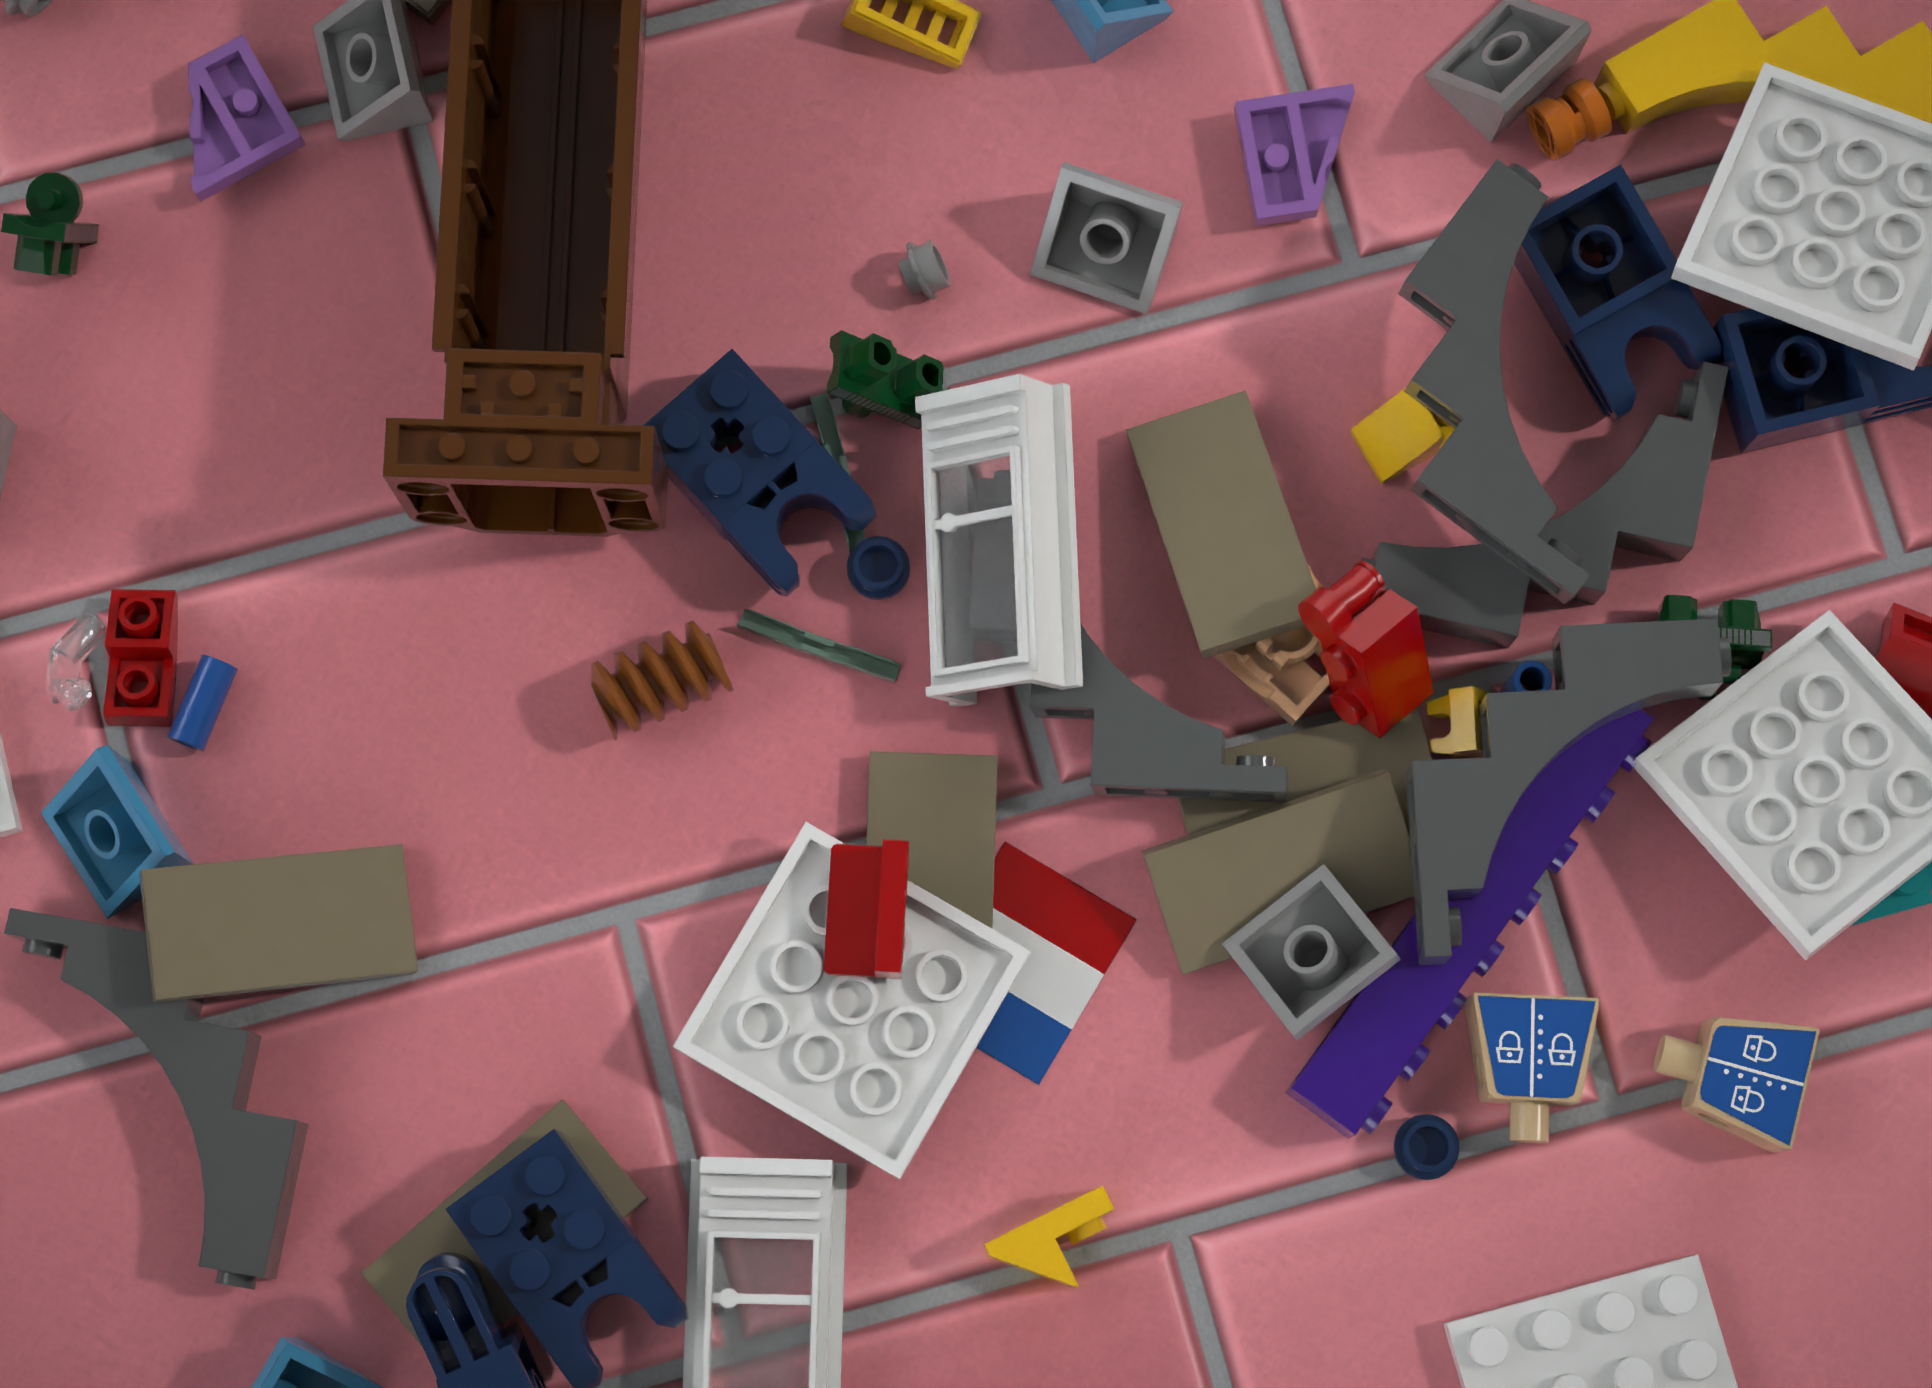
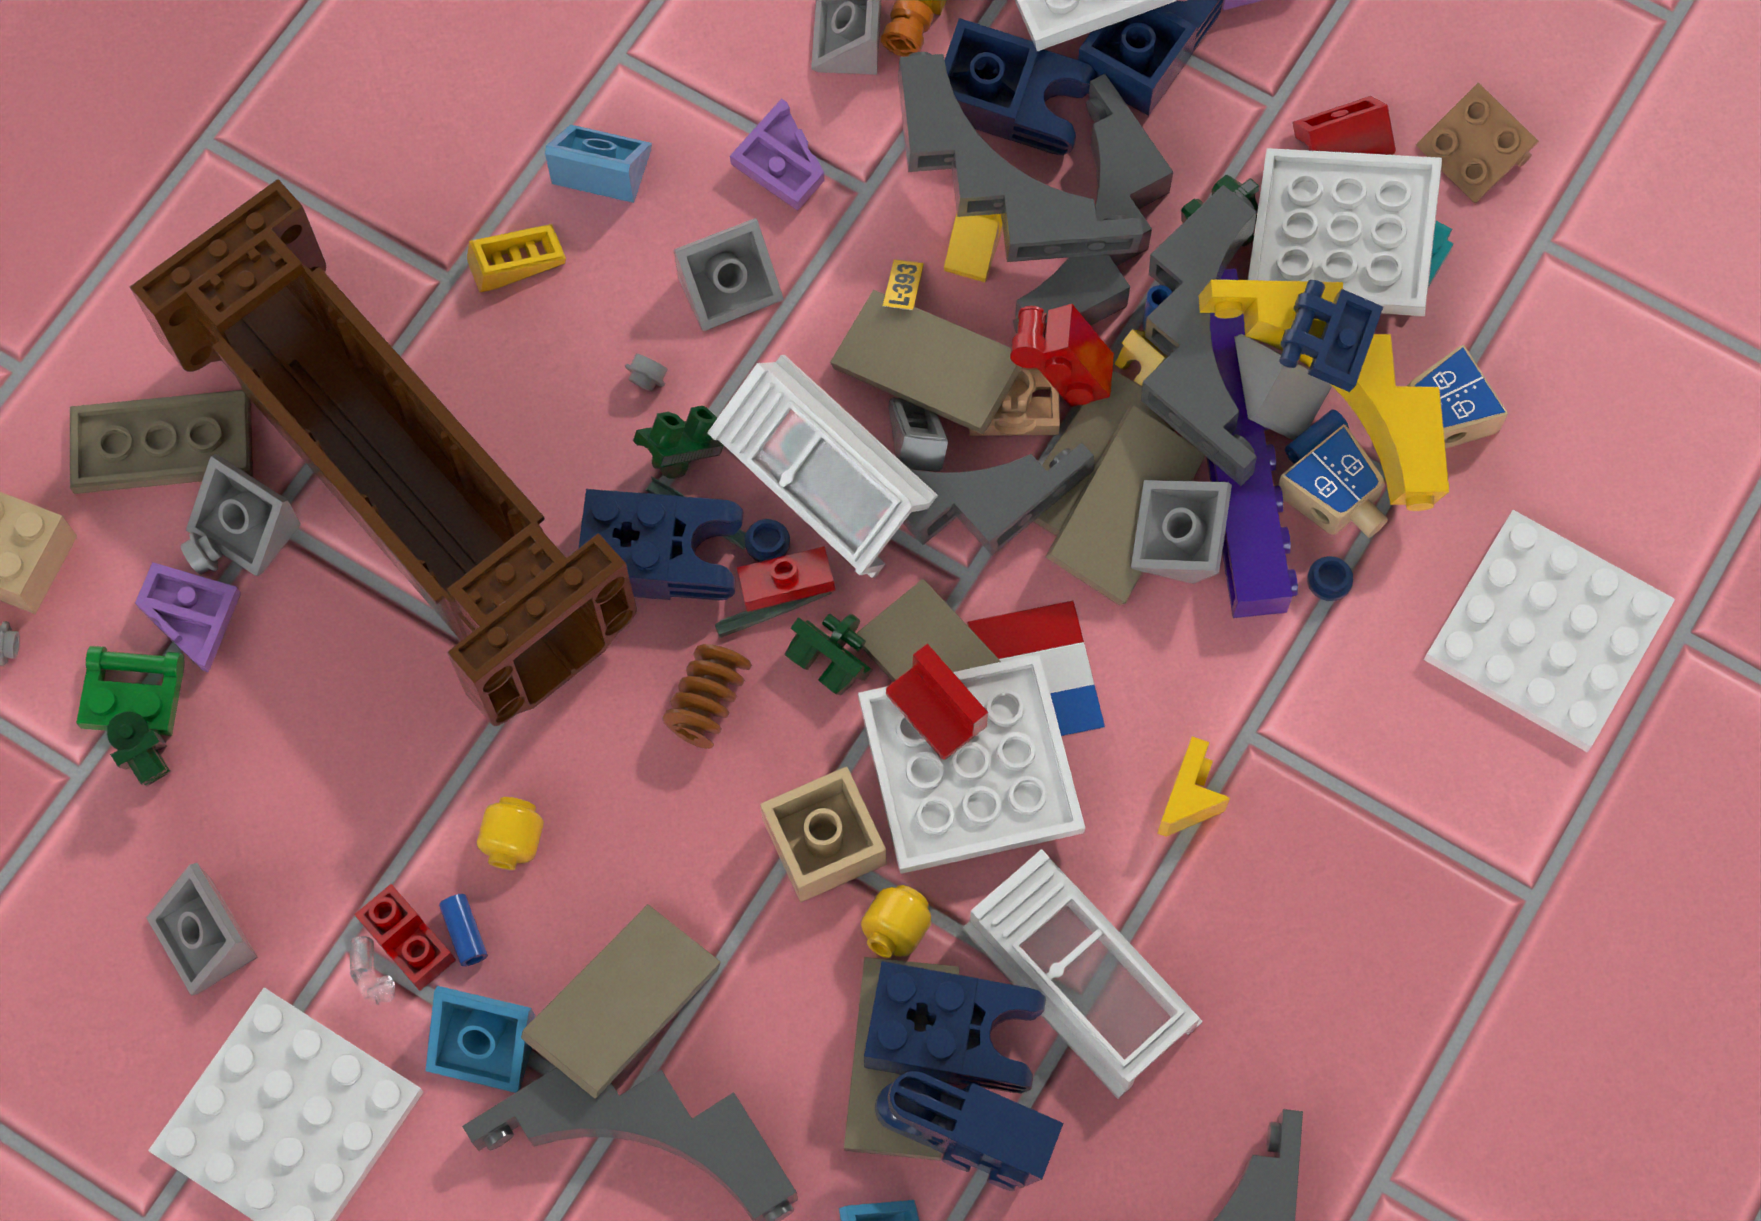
camera: 40 degrees left, 10 degrees down
(108, 183) = (105, 699): none -> green plate
(301, 67) = (201, 552): none -> light grey plate
(334, 645) = (510, 832): none -> yellow head
(625, 1093) = (896, 921): none -> yellow head
(633, 936) = (823, 834): none -> tan brick
(837, 745) = (844, 666): none -> dark green hips
(857, 627) = (786, 578): none -> red plate
(1132, 596) = (917, 436): none -> dark grey slope
(1283, 412) = (903, 284): none -> yellow sticker
(1565, 979) = (1314, 435): none -> blue axle
(1569, 892) = (1275, 394): none -> light grey slope
(1654, 867) = (1399, 419): none -> yellow arch
(1663, 919) = (1344, 340): none -> dark blue plate

